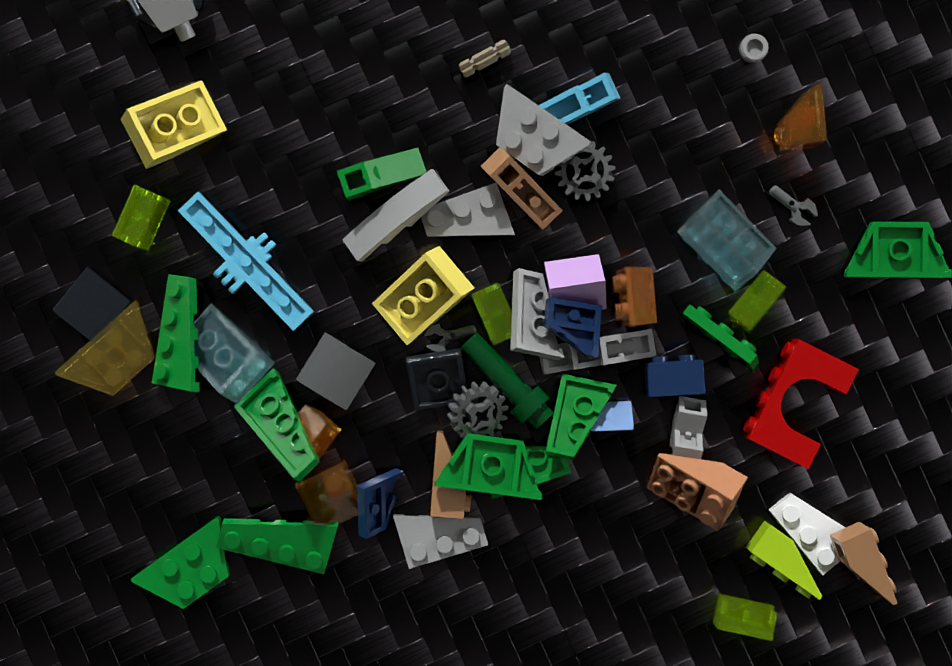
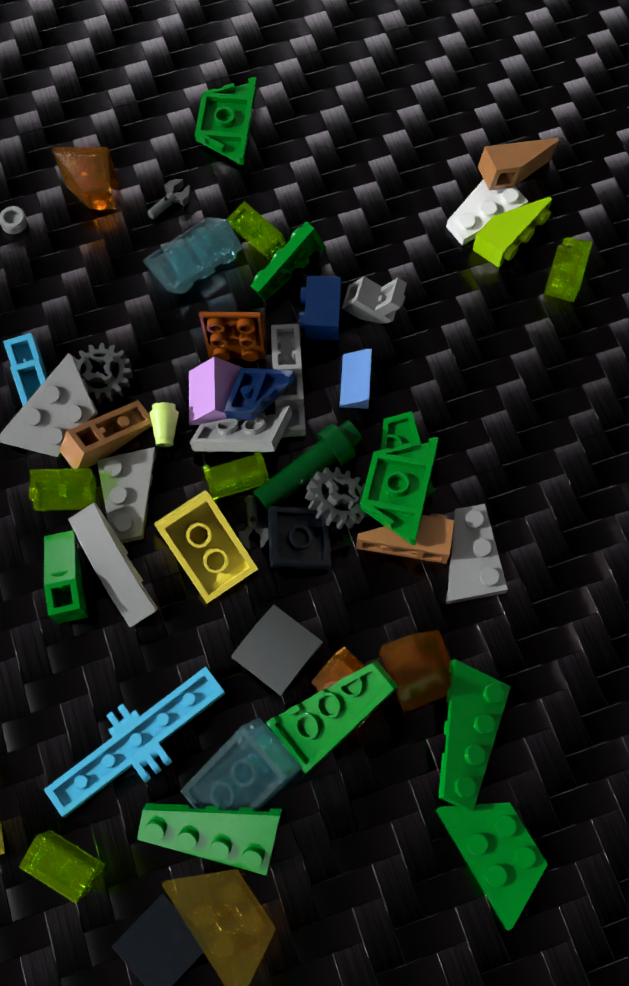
camera: 80 degrees left, 20 degrees down
(376, 502) = (432, 616): dark blue wing -> none
(463, 156) = (62, 489): none -> clear neon green hinge
(539, 239) = (164, 422): none -> yellowish green cone
(575, 414) = (343, 398): green wing -> none
(697, 486) = (435, 291): nougat slope -> none
(798, 363) = (378, 232): red arch -> none

